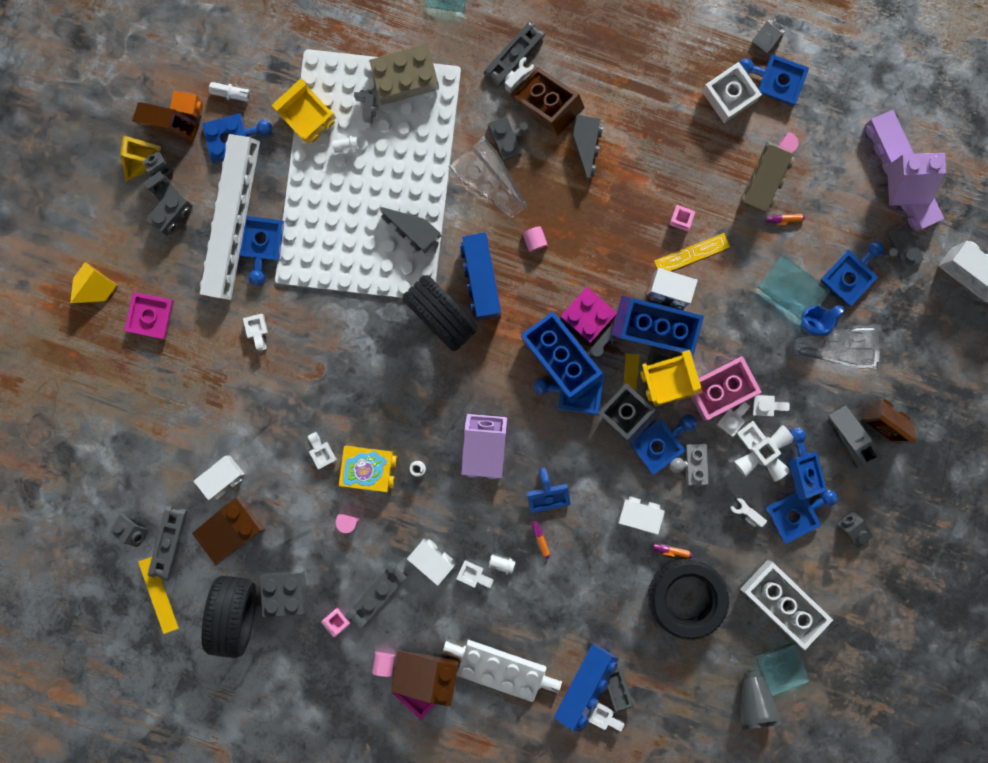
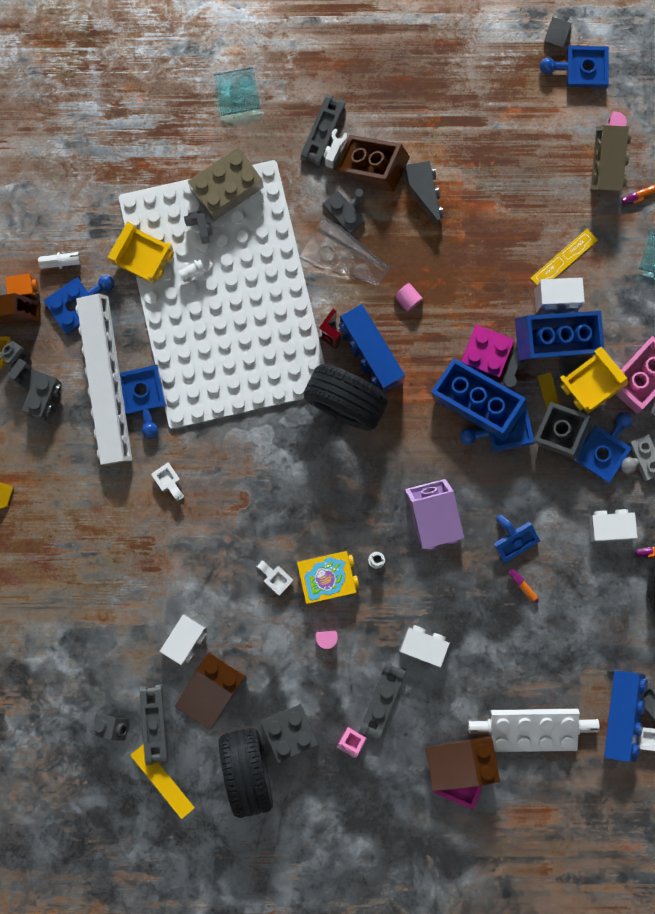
camera: 25 degrees left, 5 degrees down
(149, 315) = (56, 504): dark pink plate -> none
(383, 664) = (414, 767): bright pink brick -> none
(415, 228) = (291, 327): dark grey slope -> none
(446, 241) = (328, 333): none -> dark red panel
(472, 574) = (468, 645): white plate -> none
(502, 564) = (495, 624): white pin -> none
(682, 218) = (542, 228): bright pink brick -> none
(731, 92) = (544, 94): white brick -> none

